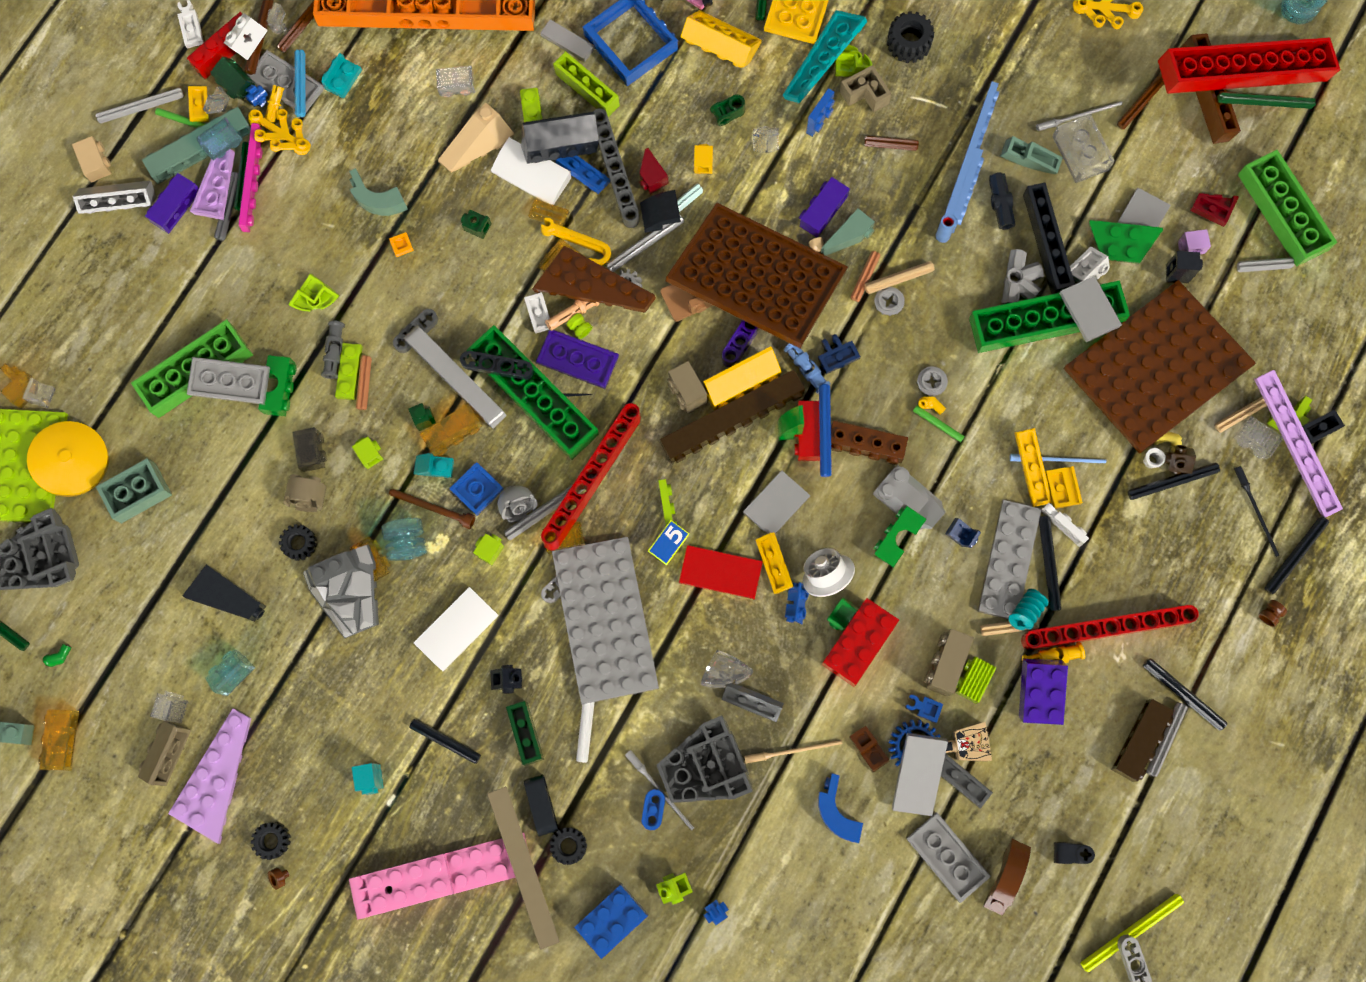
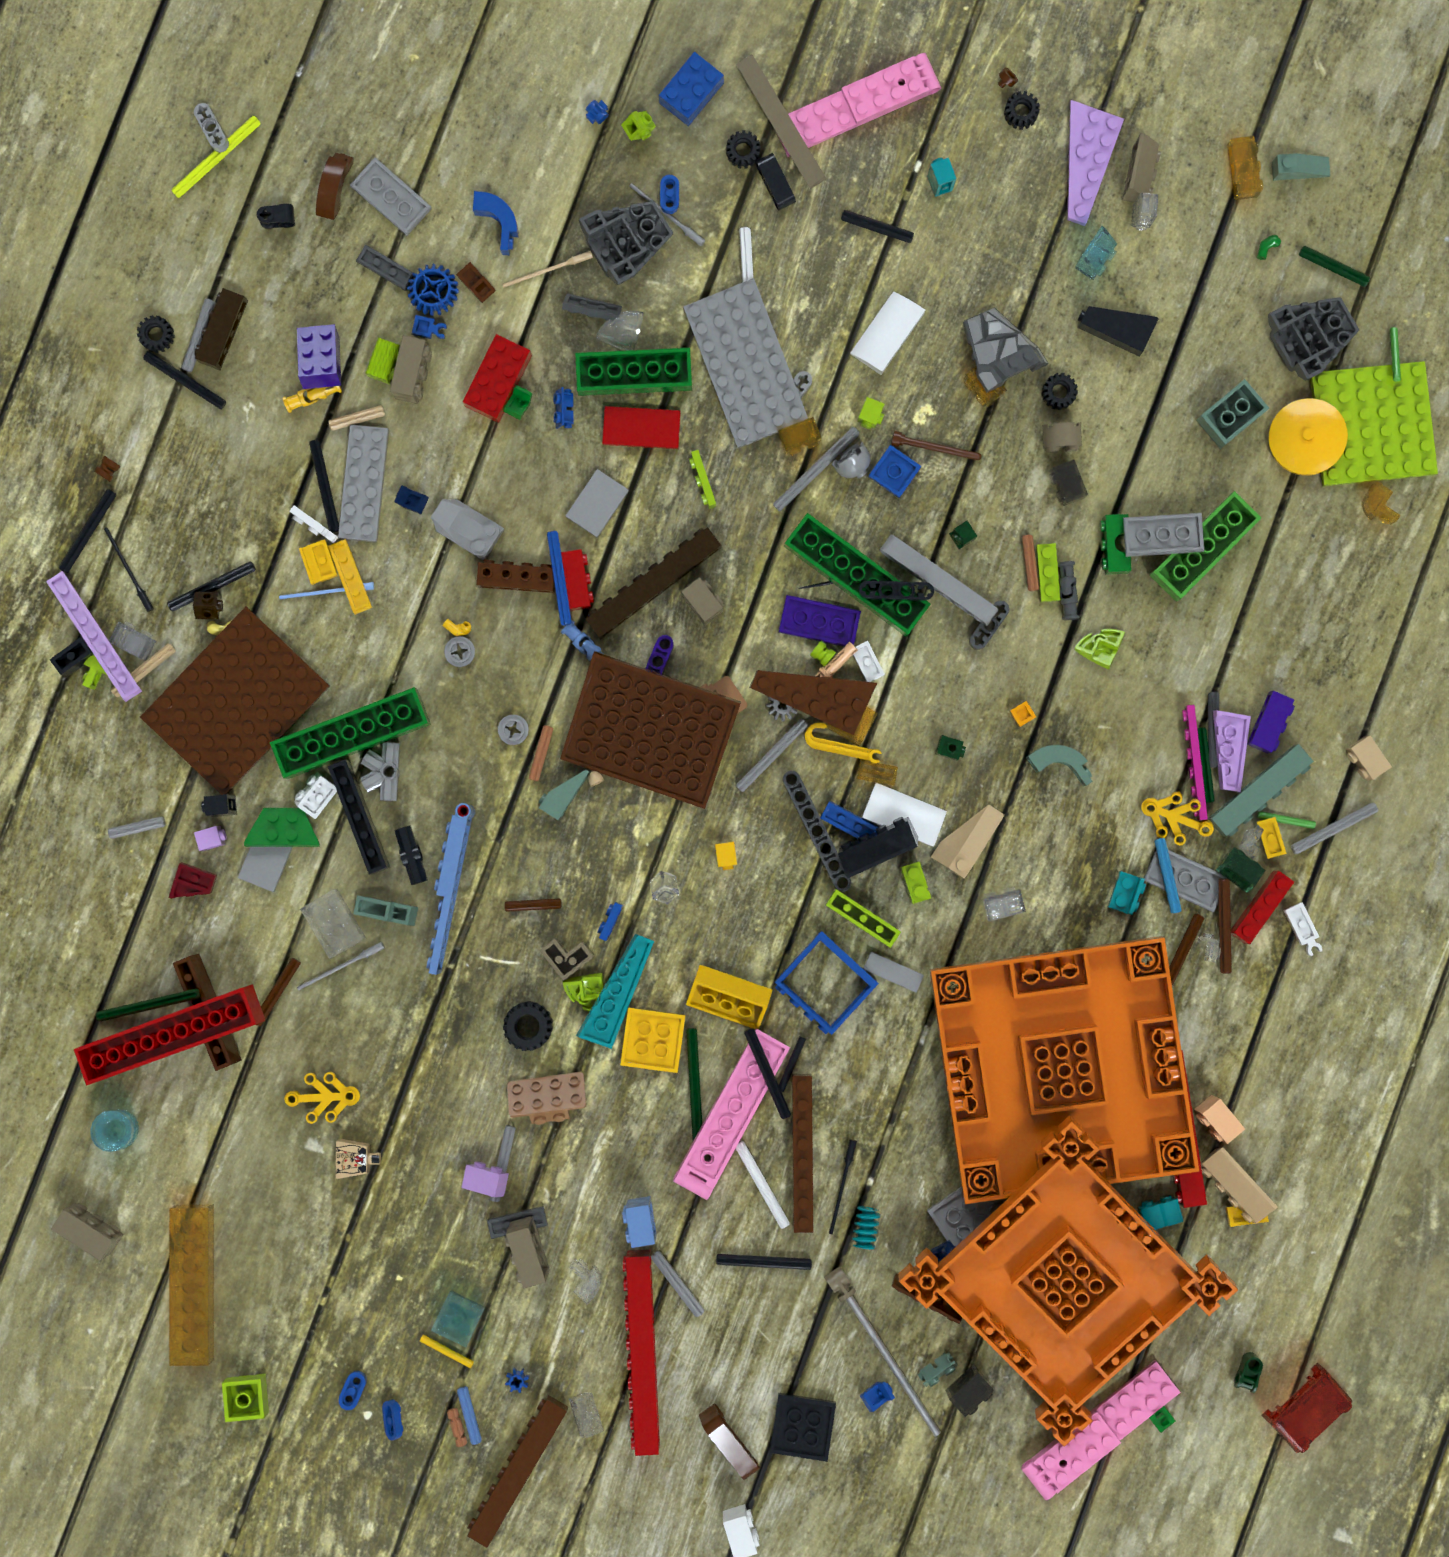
camera: 165 degrees right, 10 degrees up
(38, 393) = (1355, 500): clear panel -> none
(114, 197) = (1332, 717): light grey brick -> none
(219, 139) = (1235, 791): clear light blue brick -> none
(253, 34) = (1236, 914): white brick -> none
(256, 96) = (1211, 855): blue gear -> none
(274, 103) = (1190, 849): yellow axle -> none
(368, 451) = (1010, 491): lime brick -> none
(404, 539) = (953, 404): clear light blue wheel -> none
(433, 466) = (942, 488): teal slope -> none
(451, 430) = (931, 525): clear yellow brick -> none
(506, 679) = (829, 290): black brick -> none
(525, 733) = (802, 242): dark green brick -> none
(591, 484) = (788, 489): red beam -> none
(651, 173) = (777, 830): dark red slope -> none
(659, 211) = (761, 788): black slope -> none
(668, 542) = (695, 443): blue panel -> none
(689, 196) = (737, 809): light aqua axle -> none
(719, 625) = (633, 371): none -> green brick
(726, 112) = (710, 913): dark green piece -> none
(742, 378) = (649, 620): yellow slope -> none
(774, 563) = (590, 442): yellow plate -> none
(791, 423) = (593, 578): green slope -> none
(823, 207) = (593, 820): dark purple brick -> none
(827, 572) = (536, 436): white piece -> none
(838, 357) = (557, 661): dark blue hinge -> none
(888, 548) = (466, 499): green arch -> none
(899, 277) = (506, 755): tan axle -> none
(919, 774) = (426, 261): light grey tile -> none
(938, 423) = (447, 609): bright green bar -> none
(970, 744) = (382, 300): tan torso -> none
(1028, 610) = (340, 434): teal piece -> none
(1090, 309) = (310, 741): light grey tile -> none
(1118, 624) = (252, 430): red beam -> none
(1157, 454) = (227, 600): white piece -> none
(1224, 747) = (151, 323): none -> black tyre
(1287, 208) = (119, 888): bright green brick -> none

